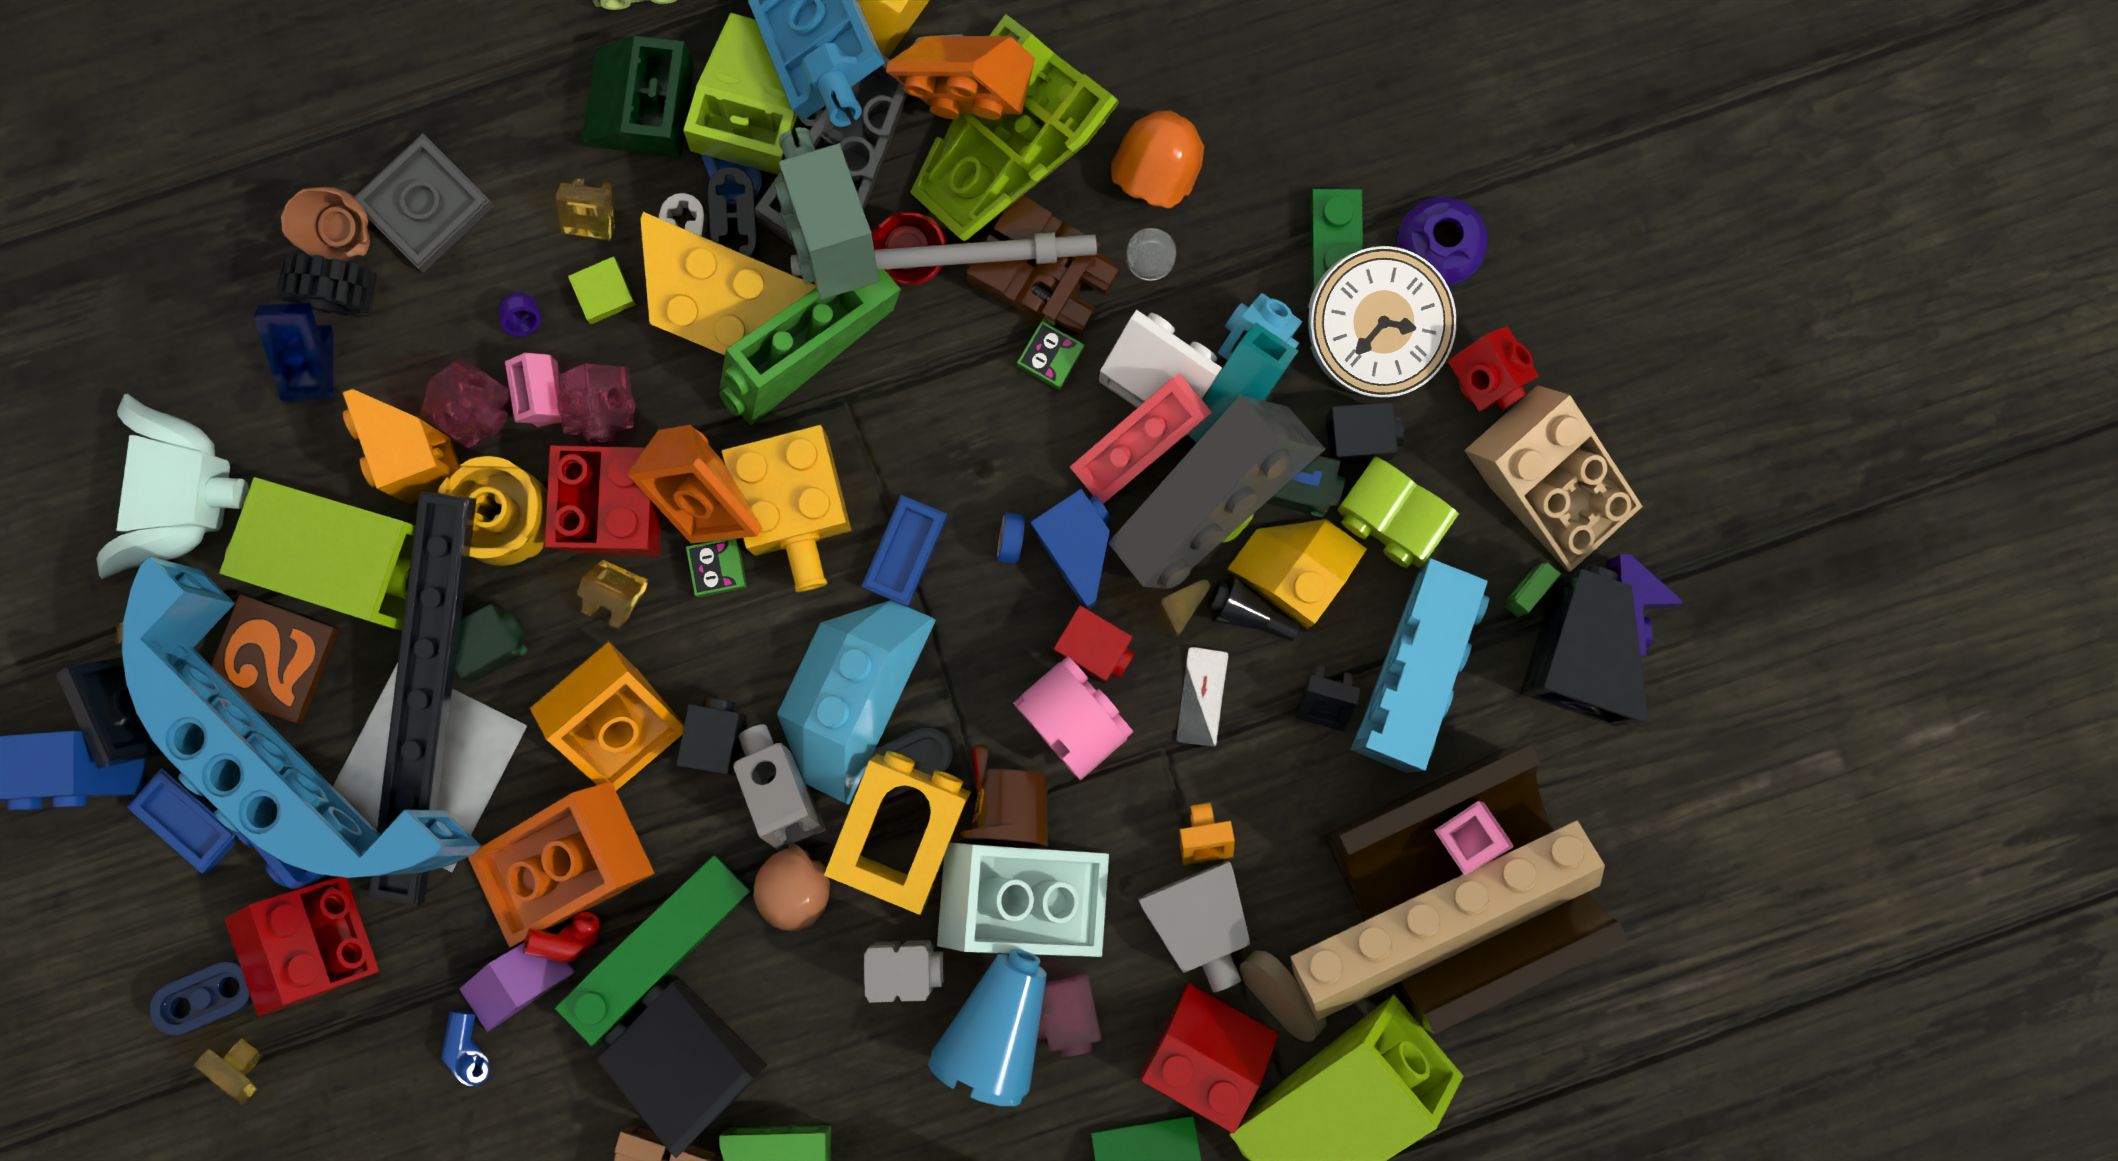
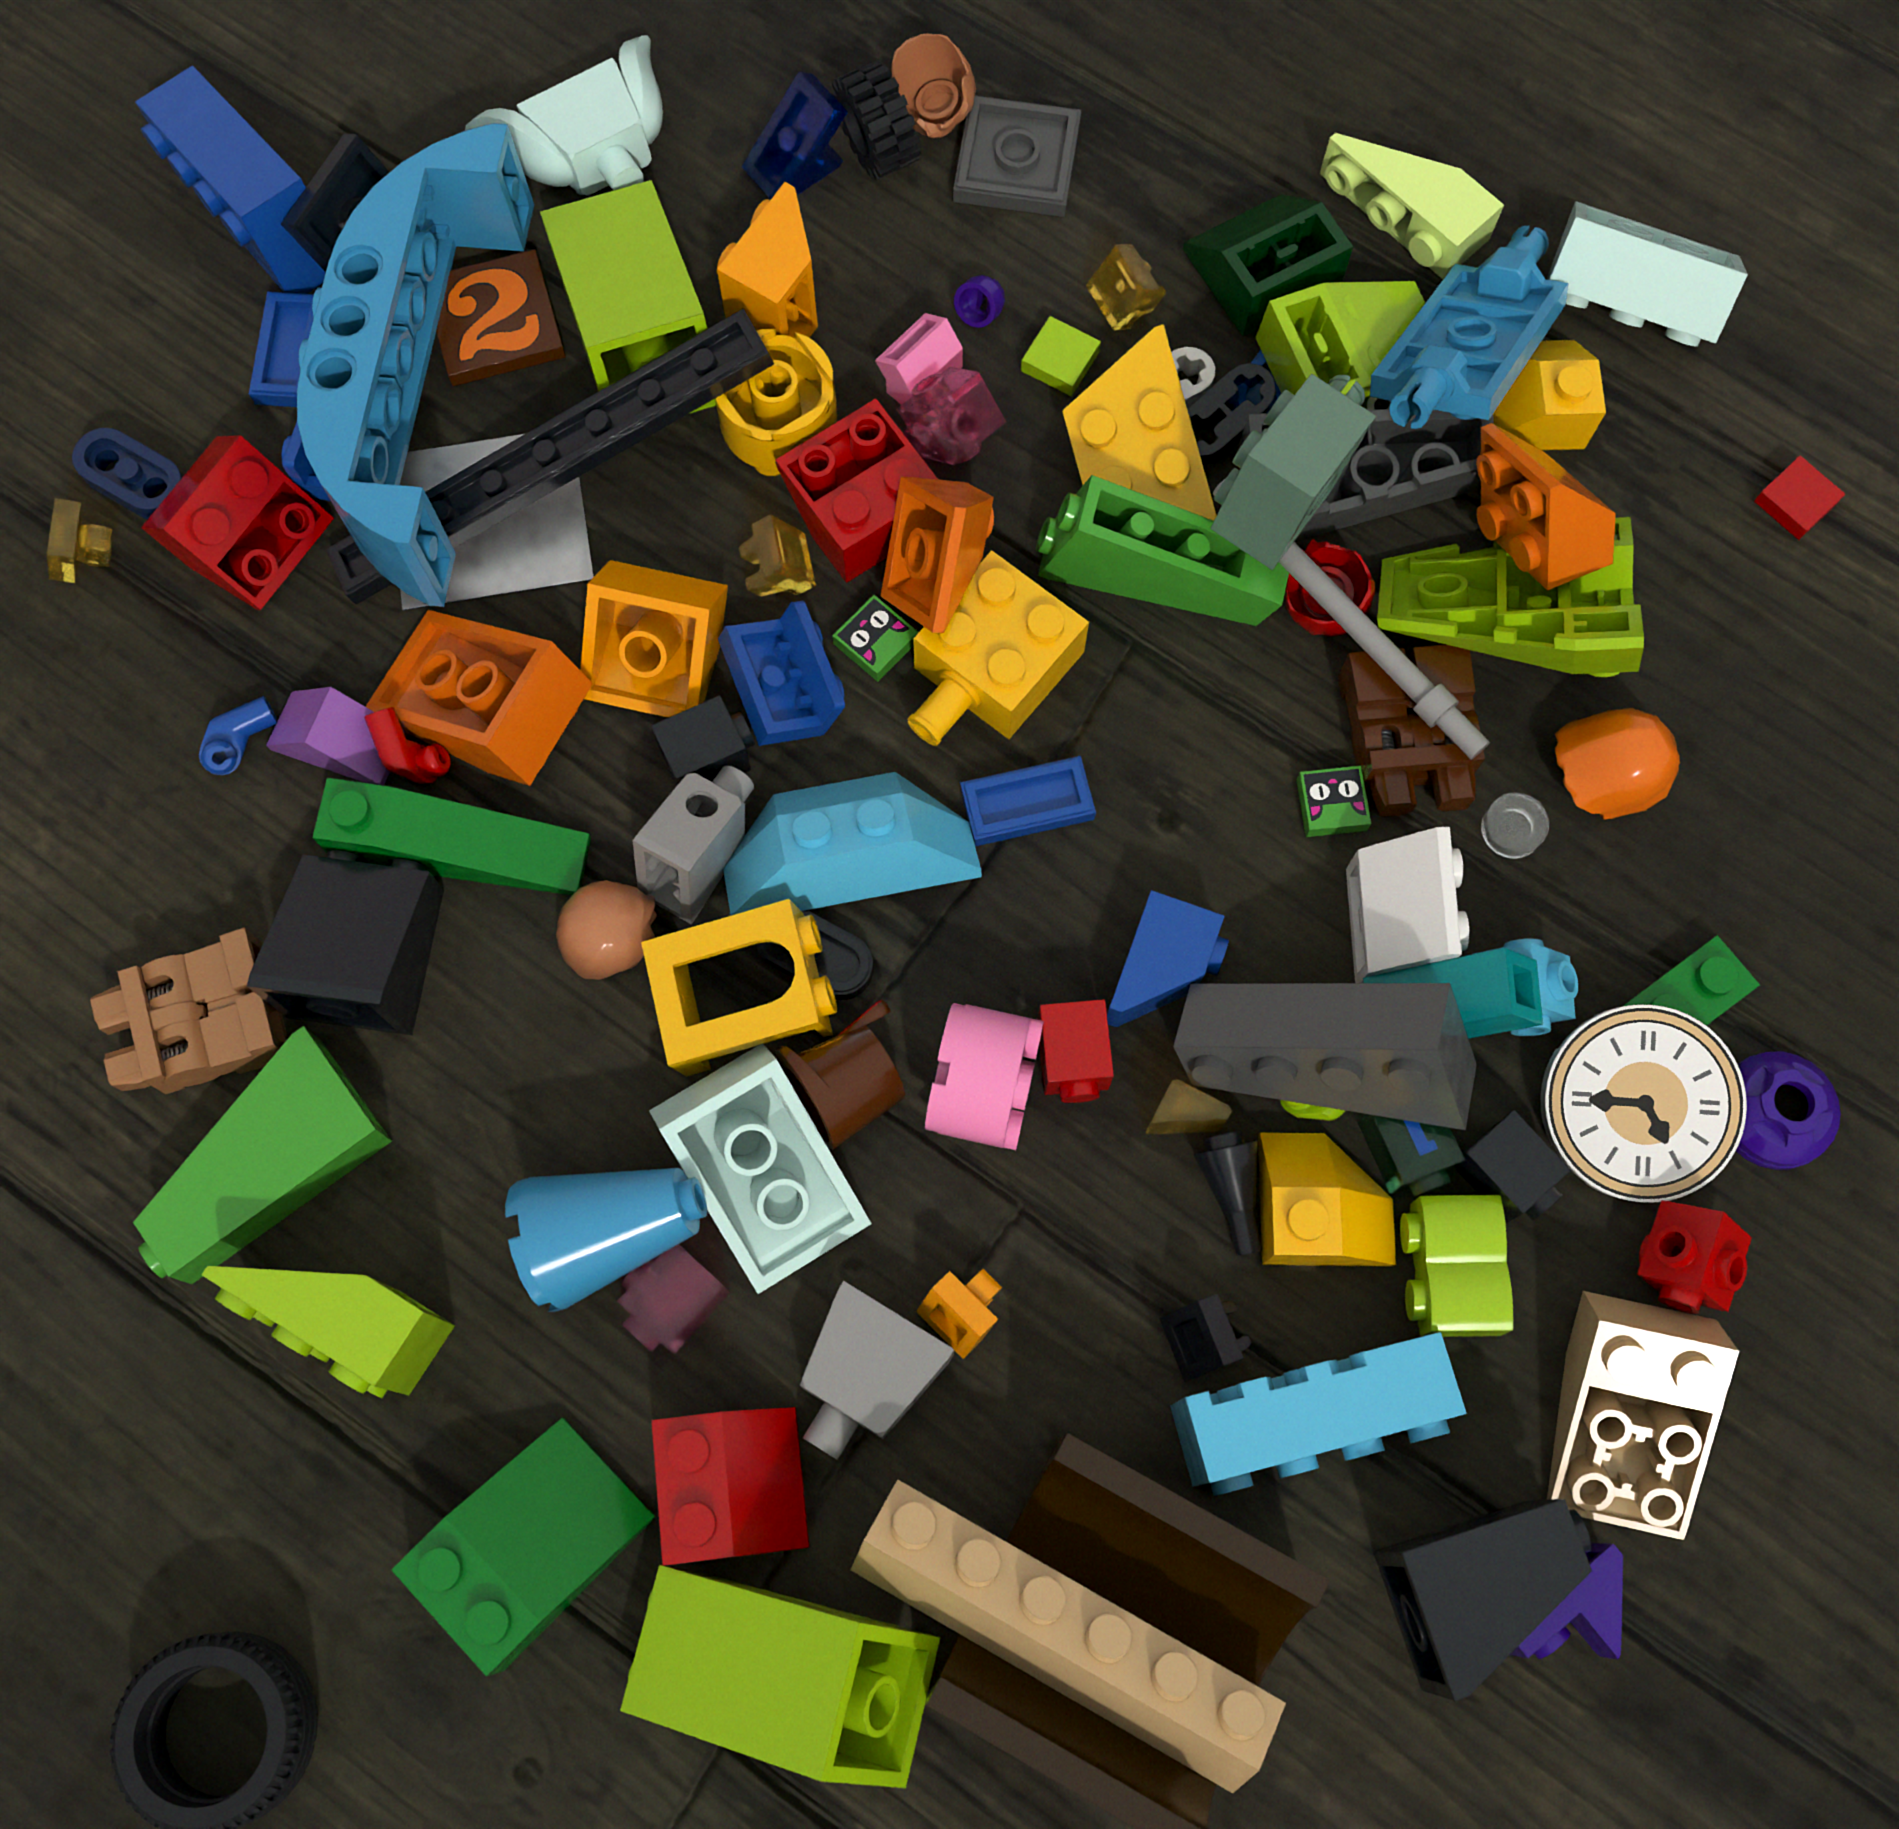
camera: 55 degrees right, 10 degrees down
(465, 403) = (859, 307): clear pink brick -> none
(488, 642) = (646, 483): clear green brick -> none
(700, 649) = (783, 676): none -> blue bracket
(902, 970) = (597, 1086): light grey brick -> none
(1010, 537) = (1120, 889): blue tile -> none
(1141, 438) = (1323, 937): coral plate -> none
(1202, 697) = (1107, 1204): clear sticker -> none
(1280, 995) = (851, 1513): dark tan tile -> none
(1473, 837) = (1177, 1594): bright pink slope -> none
(1531, 589) = (1496, 1475): bright green tile -> none

